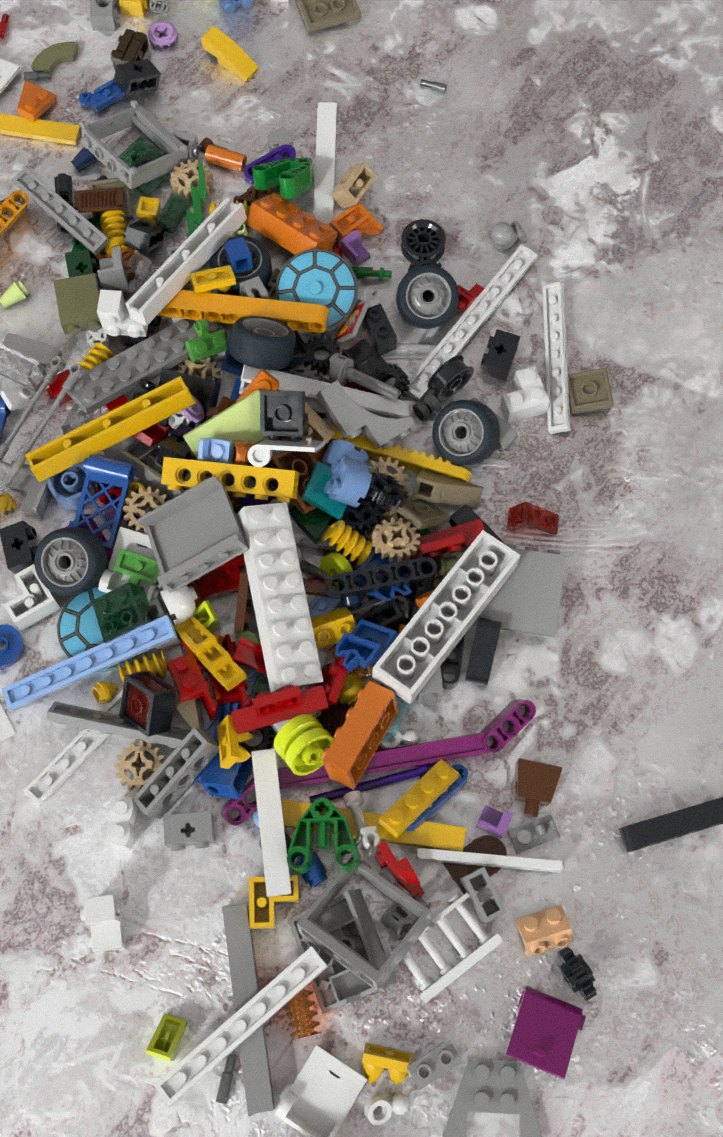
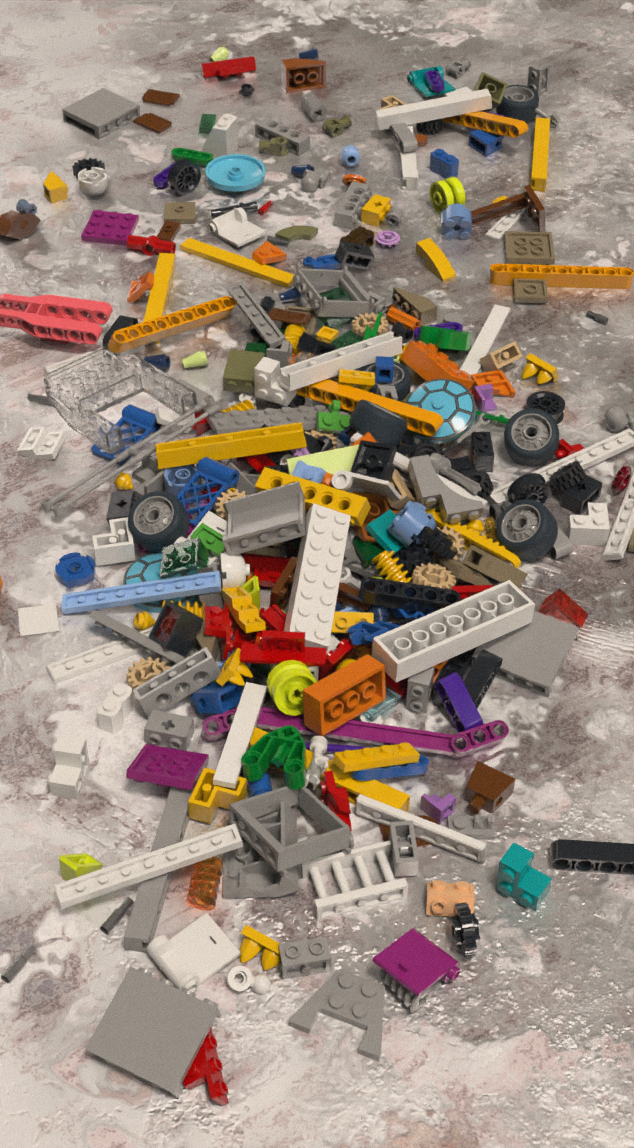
camera: 20 degrees right, 25 degrees down
(208, 884) = (167, 766): none -> magenta plate
(230, 177) = (399, 330): none -> black bush
(232, 132) = (415, 305): none -> dark tan slope
(349, 68) = (530, 290): none -> dark tan plate
(375, 37) = (563, 275): none -> light orange beam
(392, 183) = (536, 365): none -> yellow tile
(407, 441) = (476, 525): none -> yellow plate
(426, 439) = (491, 529): none -> clear yellow axle
(474, 691) = (458, 702): none -> dark purple beam
(482, 340) = (567, 476): none -> black tyre
(537, 322) = (621, 479): none -> dark red gear
(608, 886) = (520, 880): none -> teal brick

